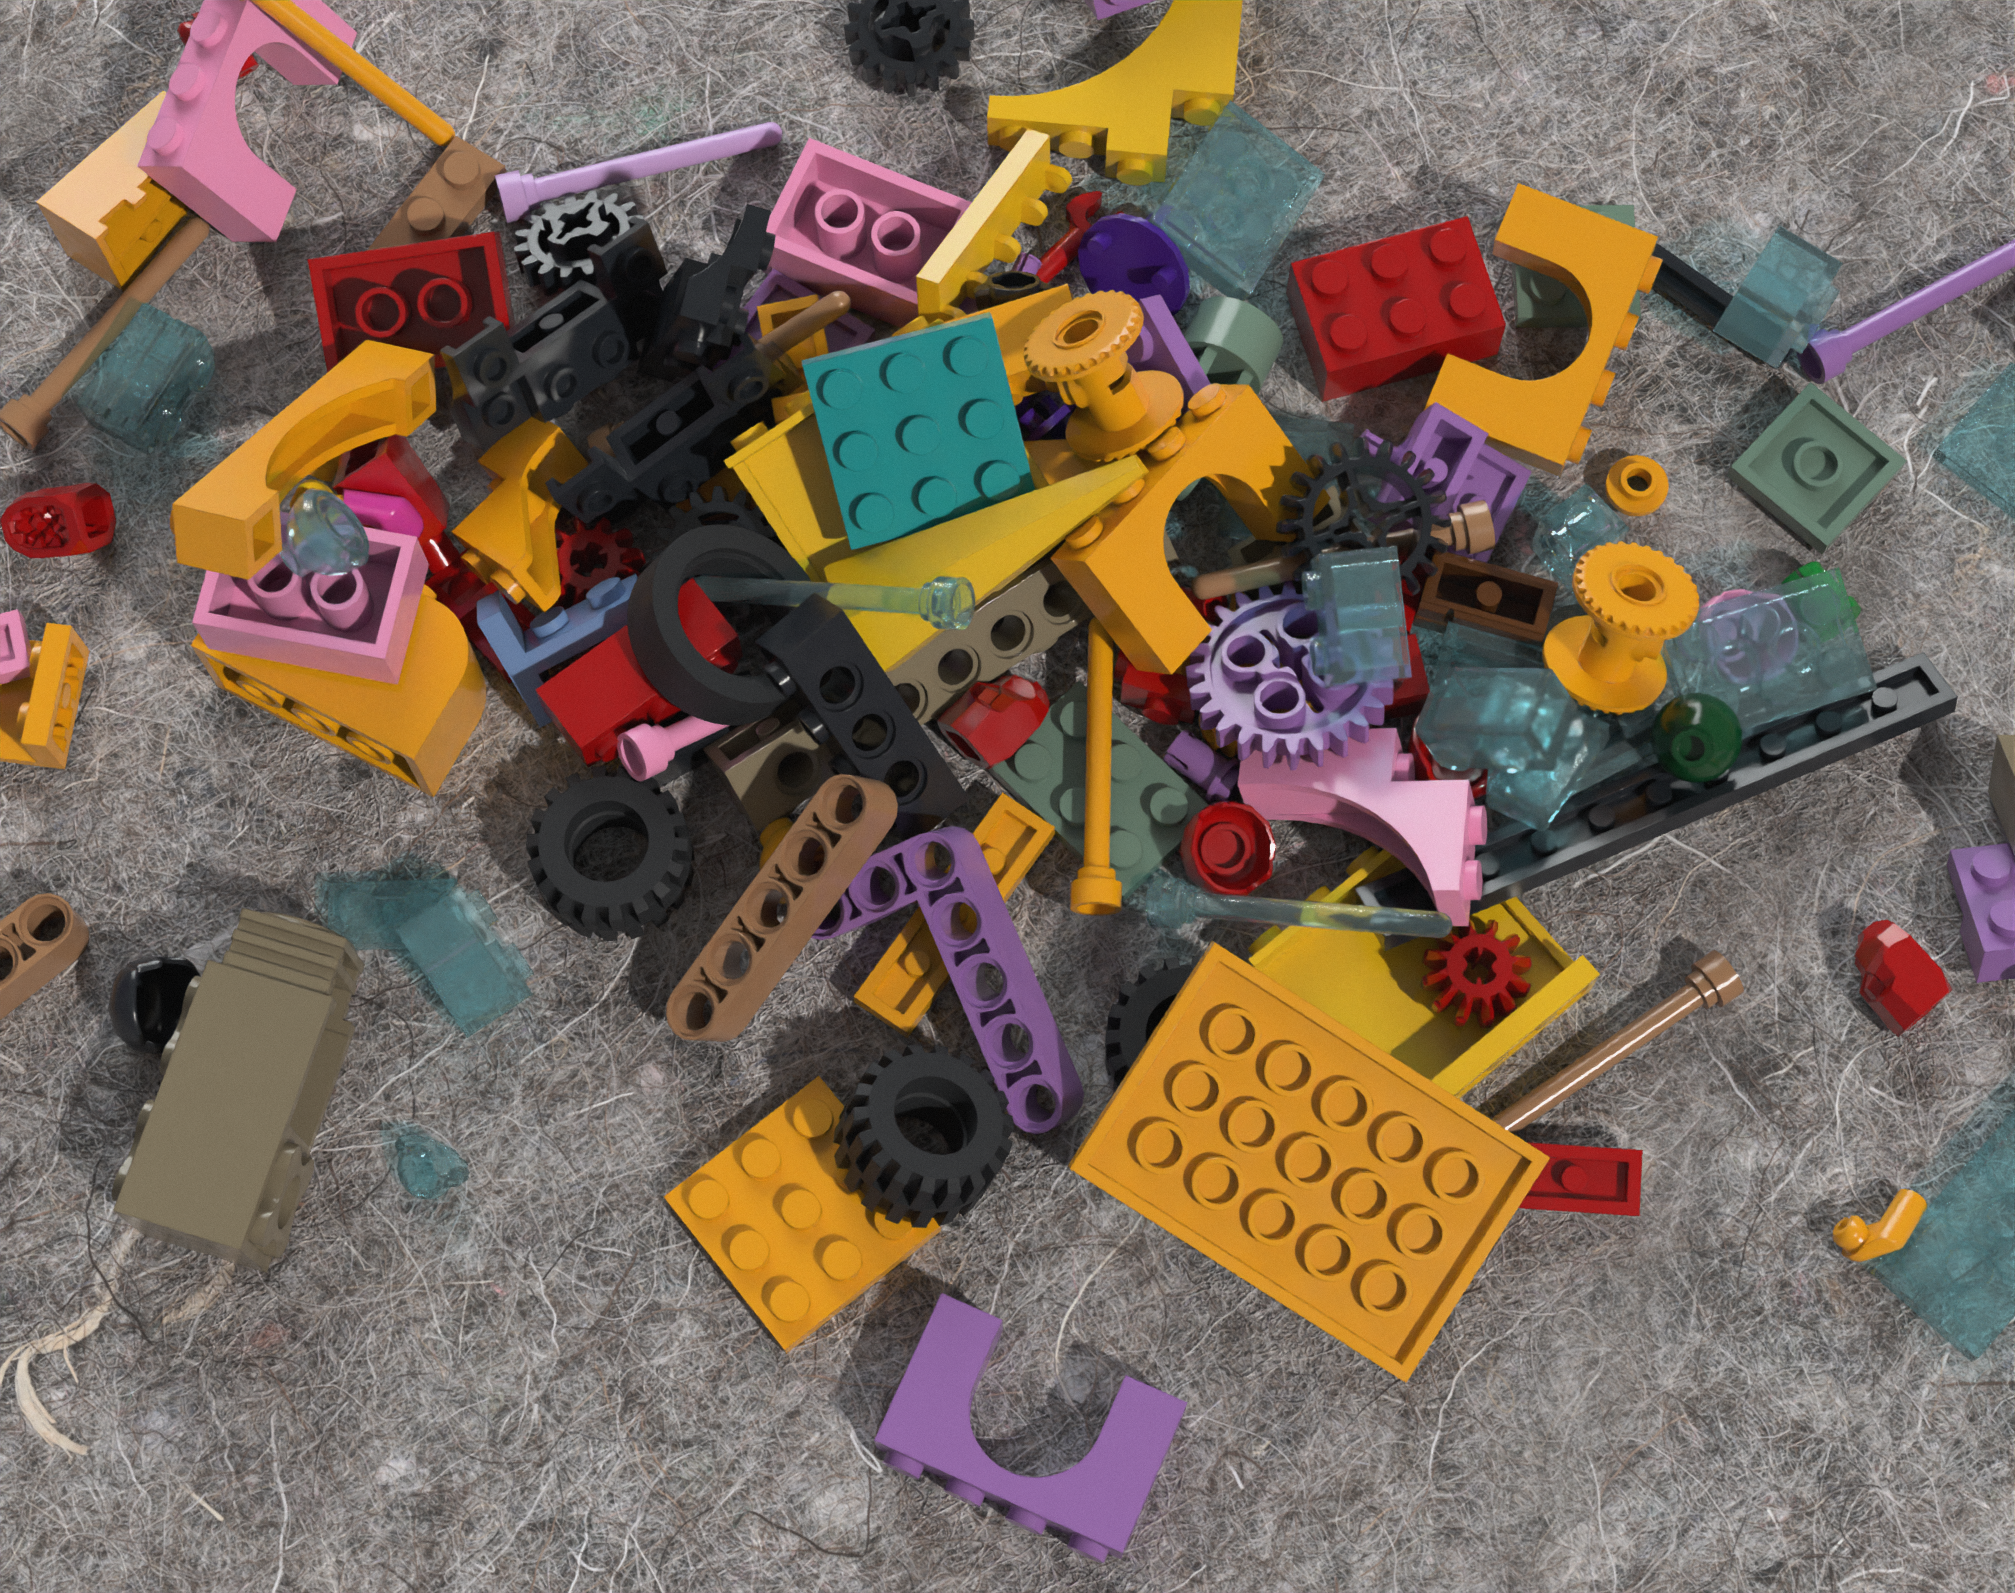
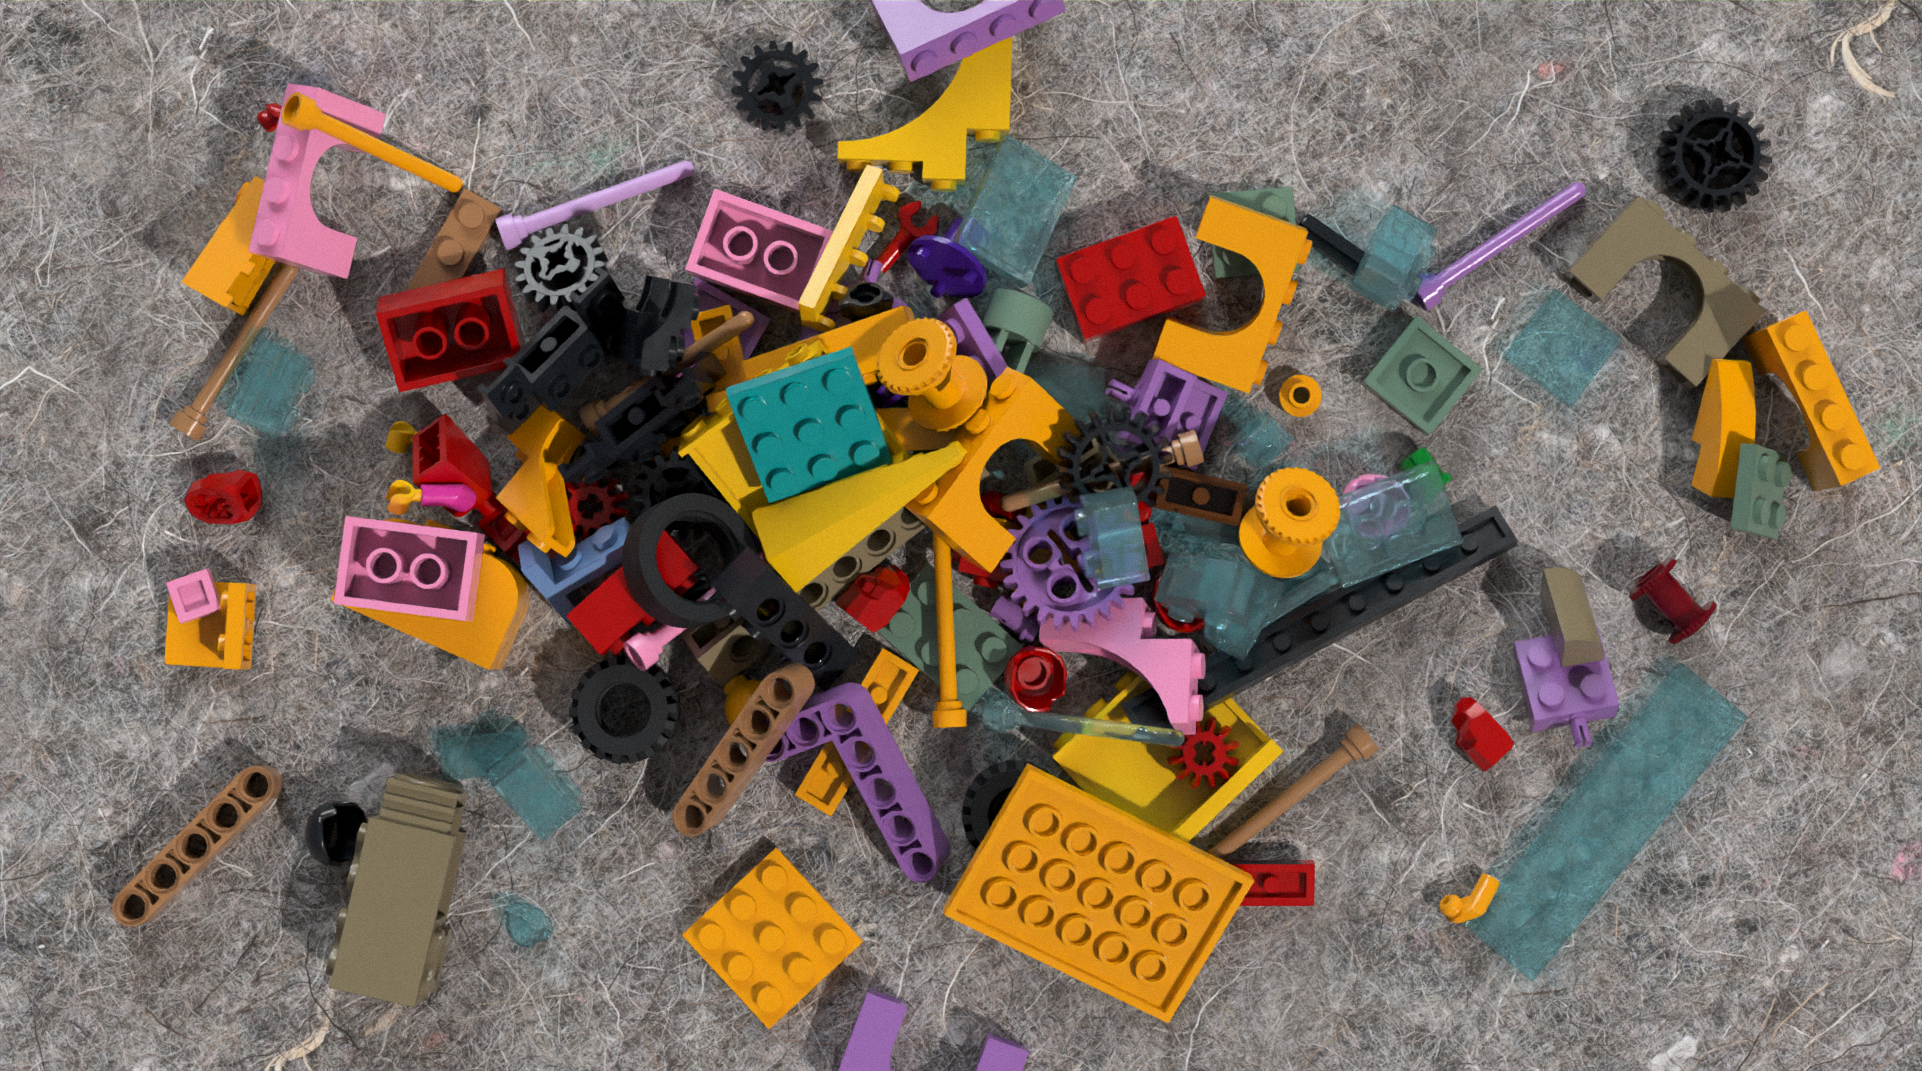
camera: 10 degrees left, 15 degrees up
(233, 512) = (354, 547): light orange arch -> none
(323, 536) = (417, 544): clear light blue brick -> none
(943, 602) = (835, 554): clear light blue piece -> none
(948, 1098) = (874, 871): black tyre -> none
(1696, 737) = (1342, 588): dark green brick -> none

